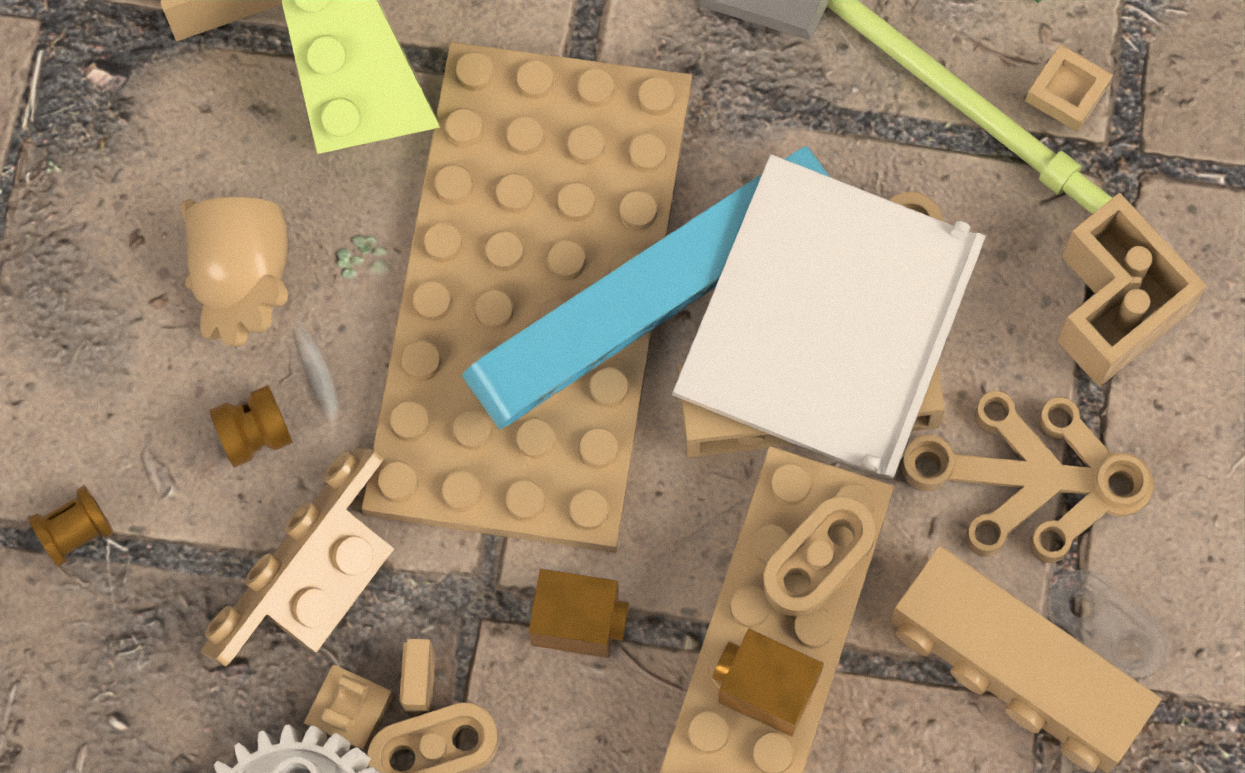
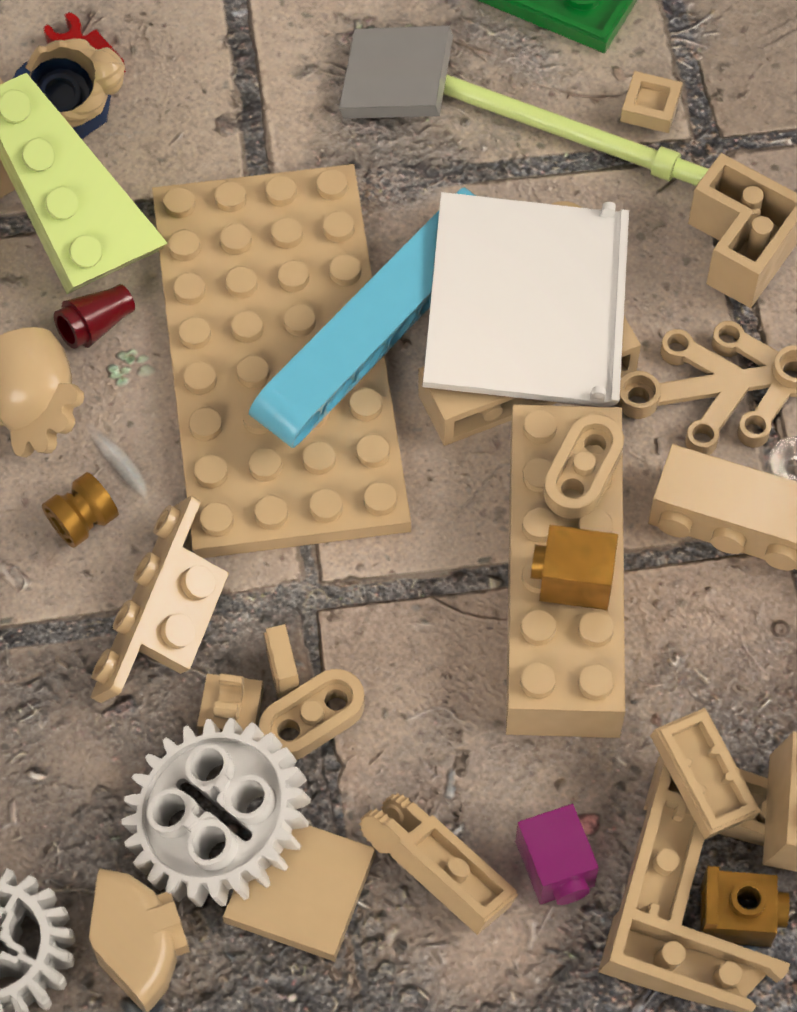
camera: 20 degrees left, 10 degrees down
(335, 187) = (91, 316): none -> dark red cone
(577, 613) = (397, 579): pearl gold brick -> none

